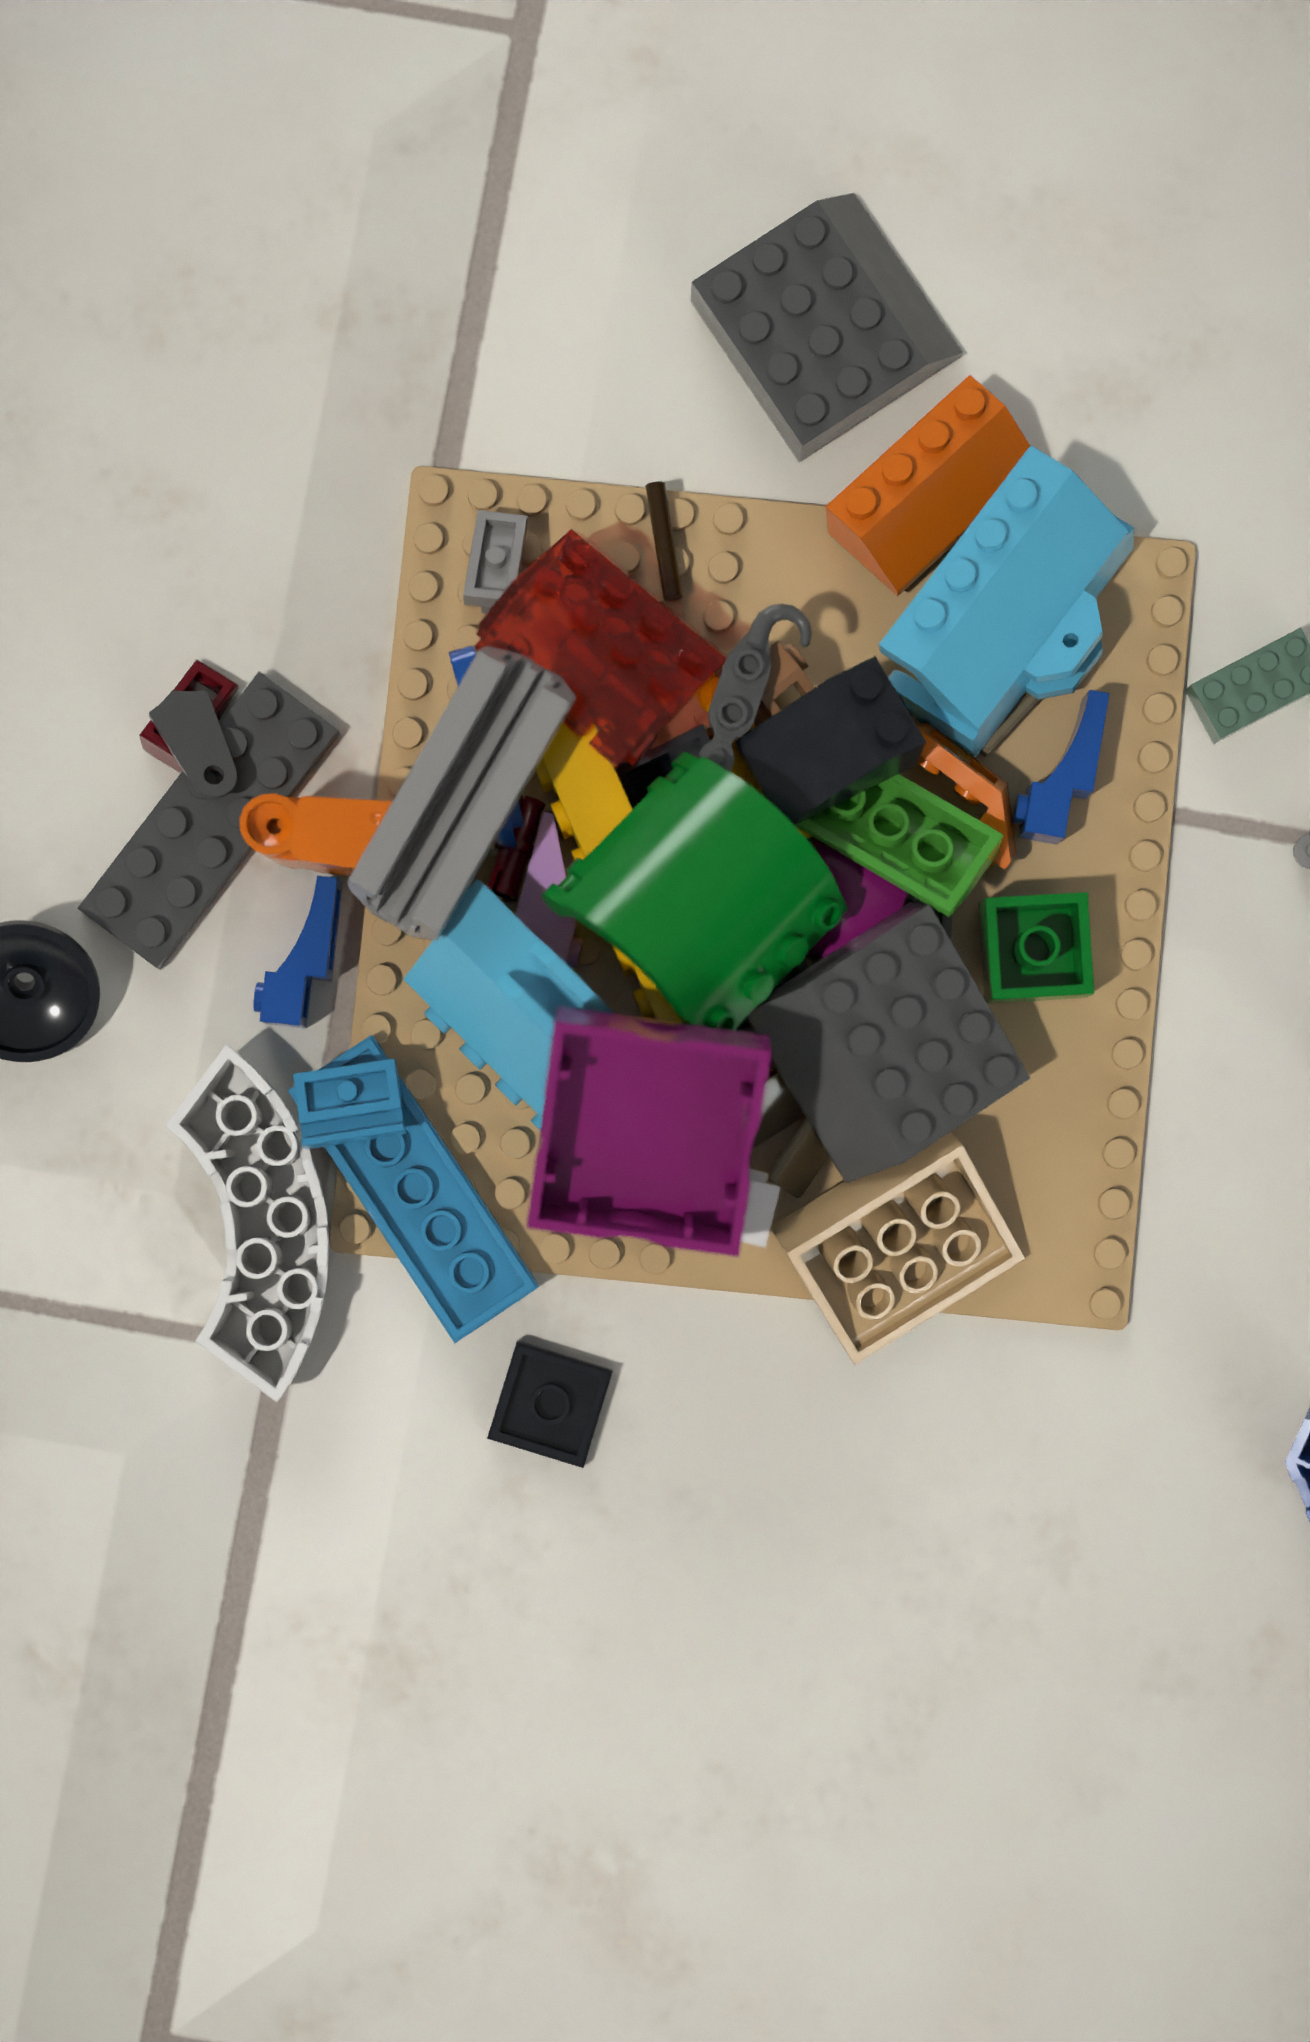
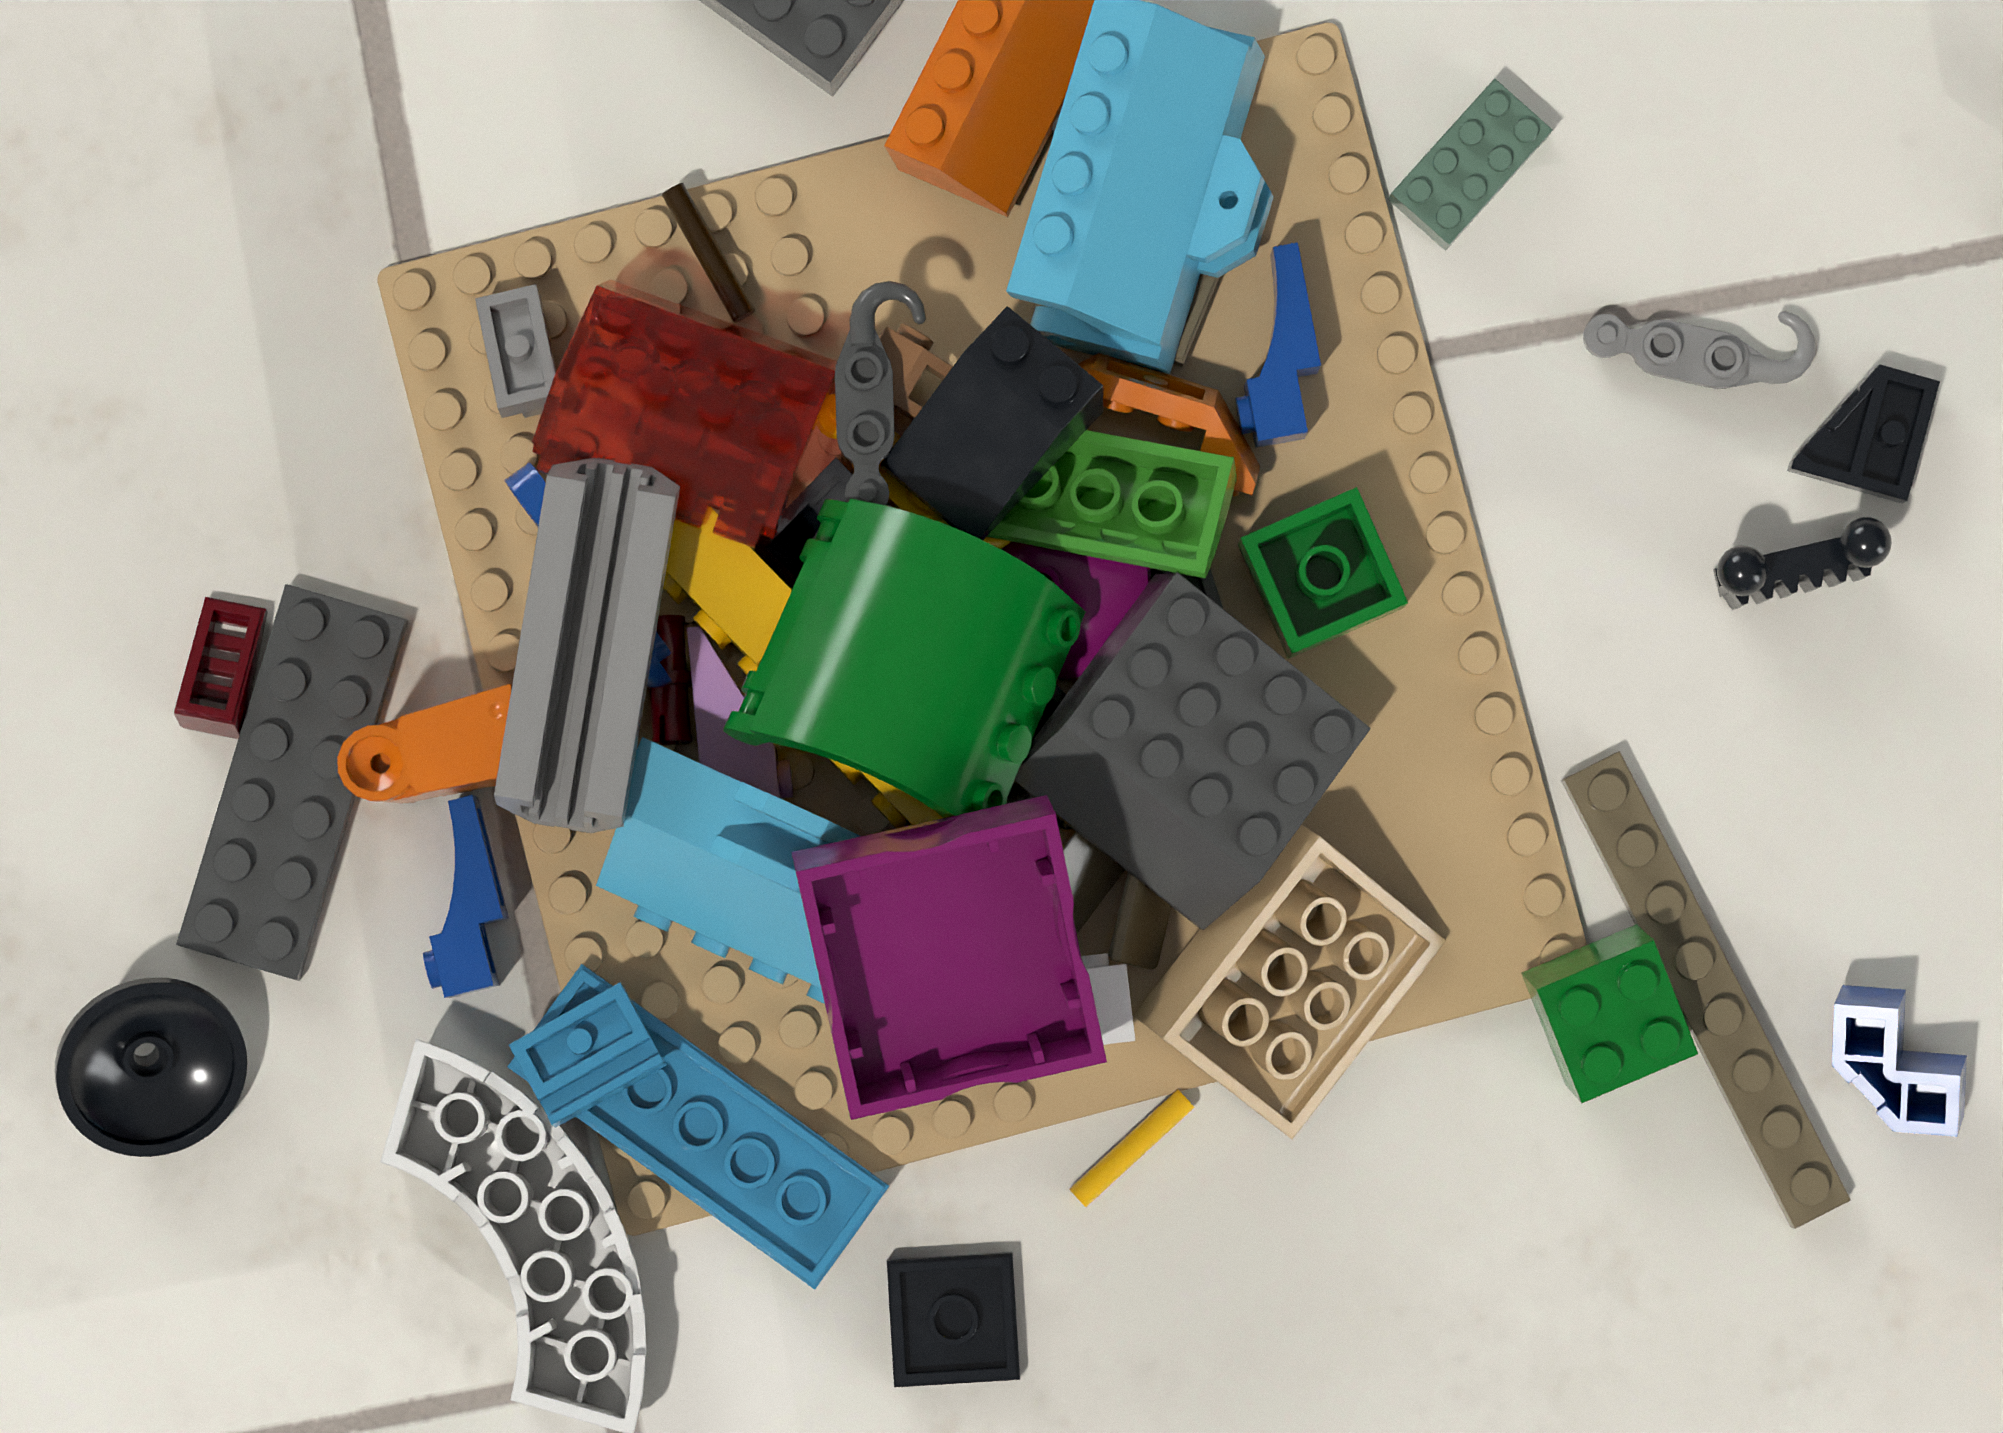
camera: 25 degrees left, 0 degrees up
(196, 740) = (244, 694): dark grey piece -> none
(731, 1326) = (1131, 1148): none -> yellow piece
(1130, 1360) = (1609, 1013): none -> green brick
(1206, 1369) = (1706, 991): none -> dark tan plate

